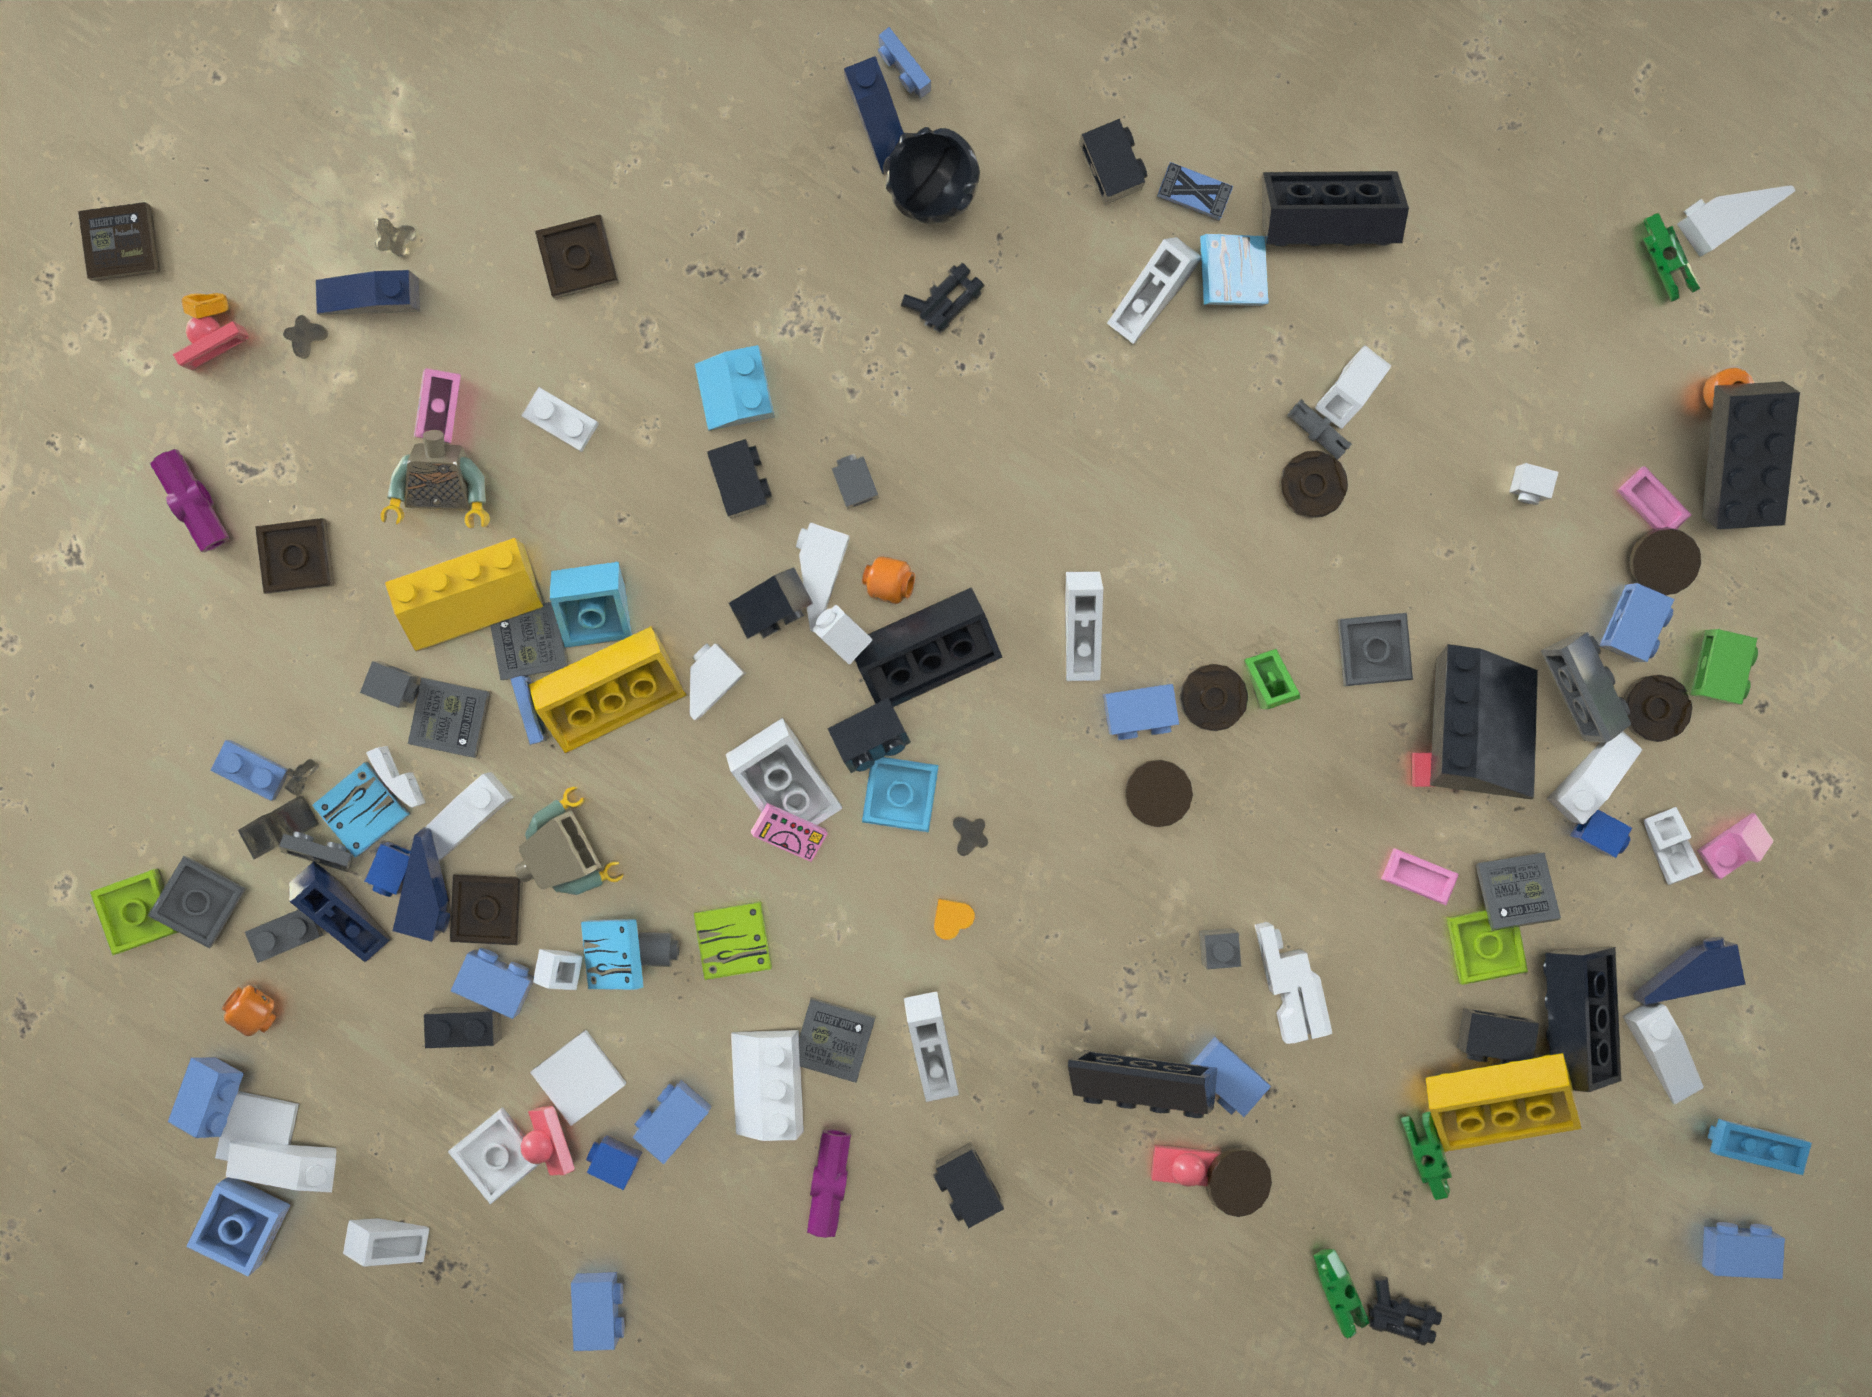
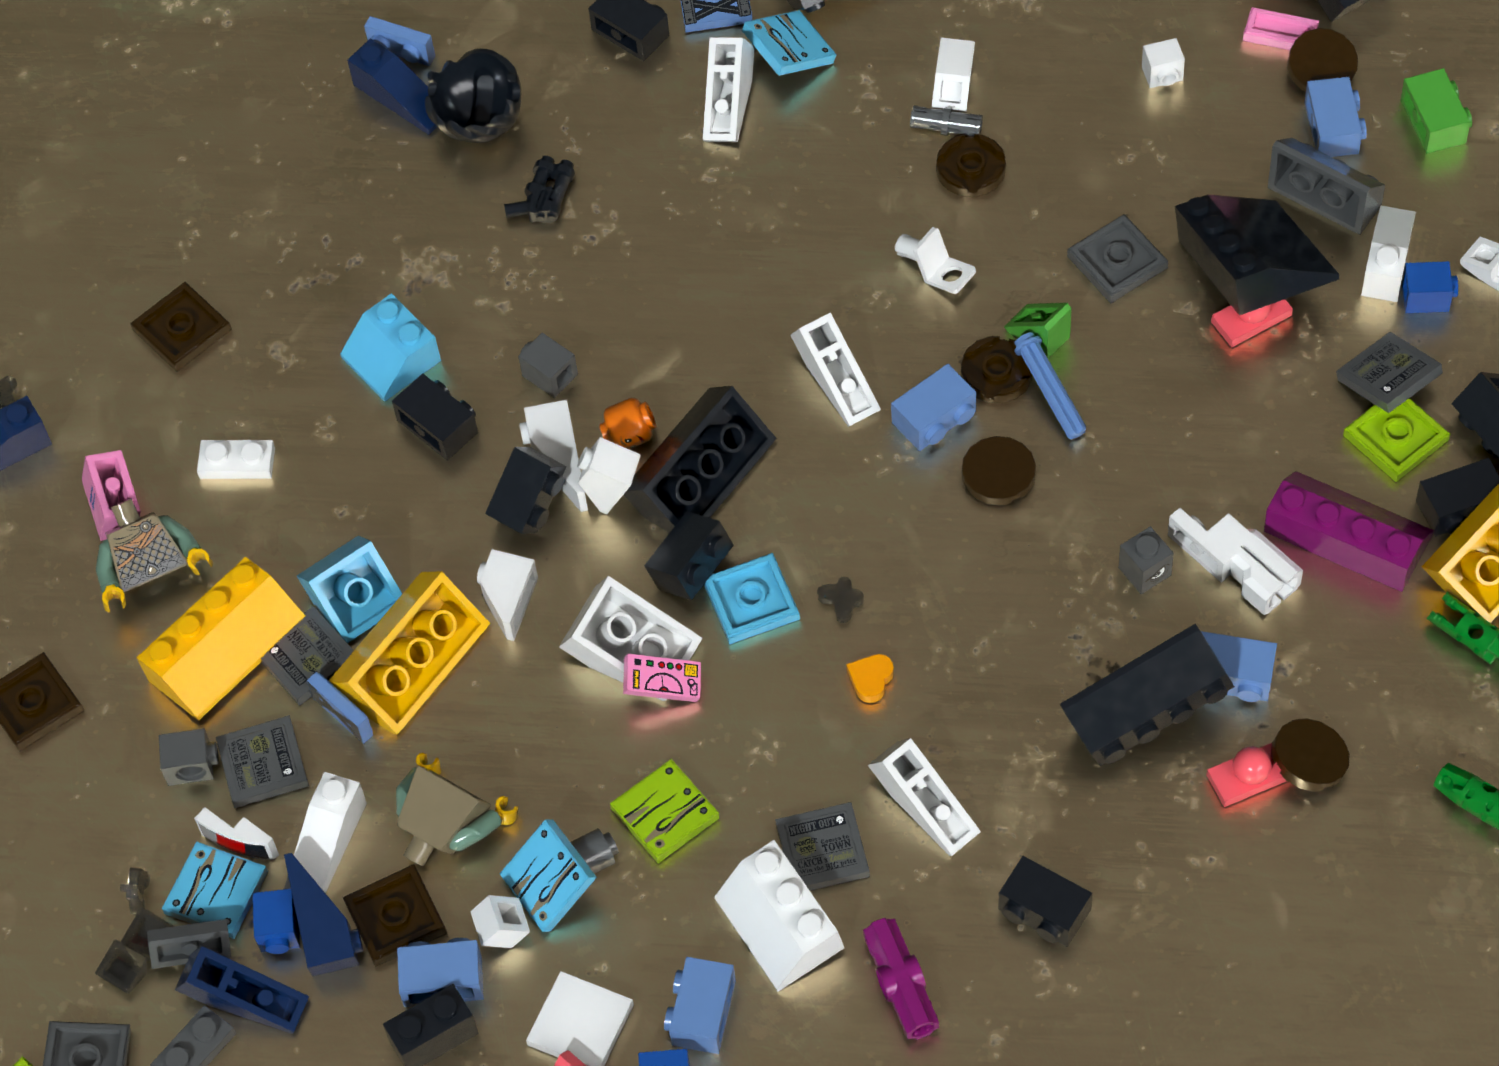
camera: 20 degrees left, 30 degrees down
(250, 770) = (80, 914): medium blue plate -> none
(1224, 566) = (934, 260): none -> white bracket
(1244, 744) = (1066, 413): none -> medium blue axle
(1395, 1008) = (1346, 530): none -> magenta slope
(1420, 876) = (1292, 412): bright pink tile -> none
(1658, 708) = (1407, 173): dark brown tile -> none

